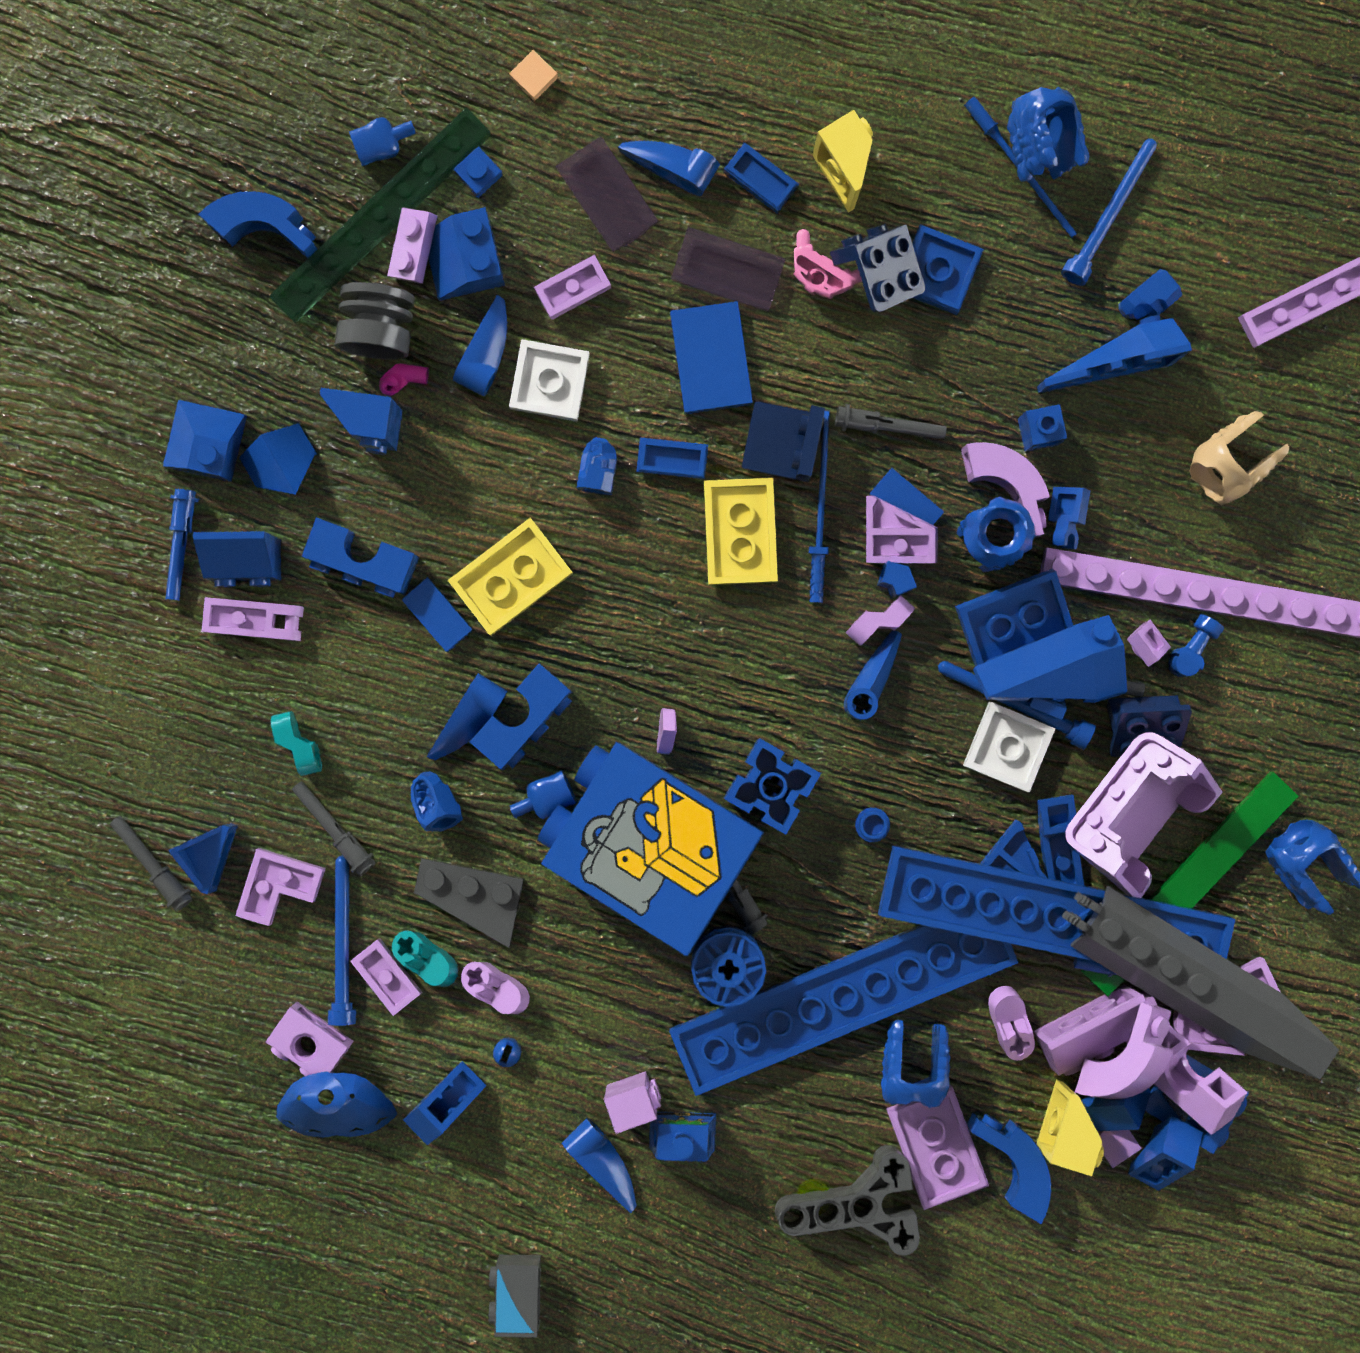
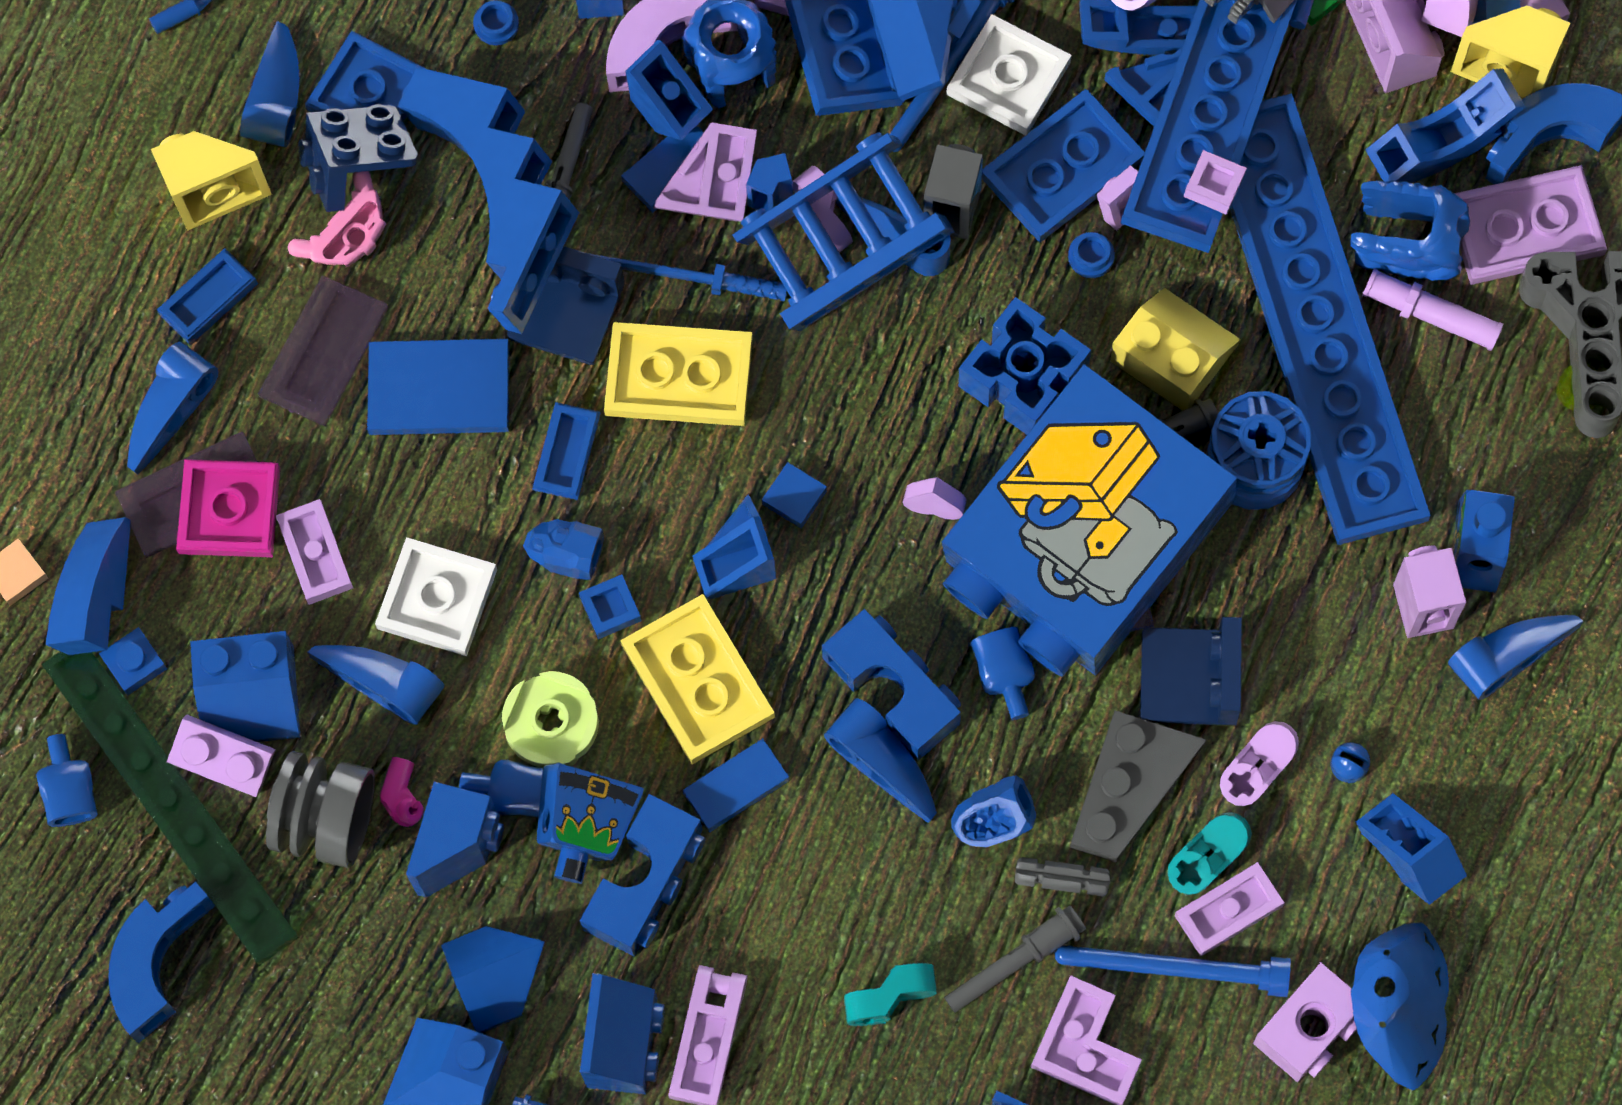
camera: 75 degrees left, 15 degrees down
(394, 510) = (583, 817): none -> torso
(397, 855) = (1062, 876): none -> dark grey axle
(415, 455) = (511, 785): none -> blue piece
(458, 458) = (538, 697): none -> yellowish green plate
(523, 129) = (90, 588): none -> blue slope
(555, 933) = (1192, 674): none -> dark blue bracket
(556, 506) = (610, 606): none -> blue plate
(595, 219) = (228, 508): none -> dark pink tile
(610, 591) = (736, 555): none -> blue slope
(659, 628) = (794, 495): none -> blue tile
(806, 895) = (1173, 348): none -> light yellow slope
(830, 398) = (525, 217): none -> blue arch
(844, 669) = (883, 254): none -> blue fence
(863, 1070) = (1432, 309): none -> lavender pin
(905, 716) = (954, 186): none -> dark grey brick
(918, 839) = (1115, 196): none -> lavender plate
(926, 199) = (273, 97): none -> blue piece
(928, 914) = (1214, 182): none -> lavender plate
(940, 796) = (1061, 165): none -> blue plate
(954, 492) = (665, 93): none -> blue slope
(1000, 1084) = (1448, 135): none -> blue arch
(1004, 356) = (496, 23): none -> blue plate
(1014, 1038) = (1369, 113): lavender piece -> none

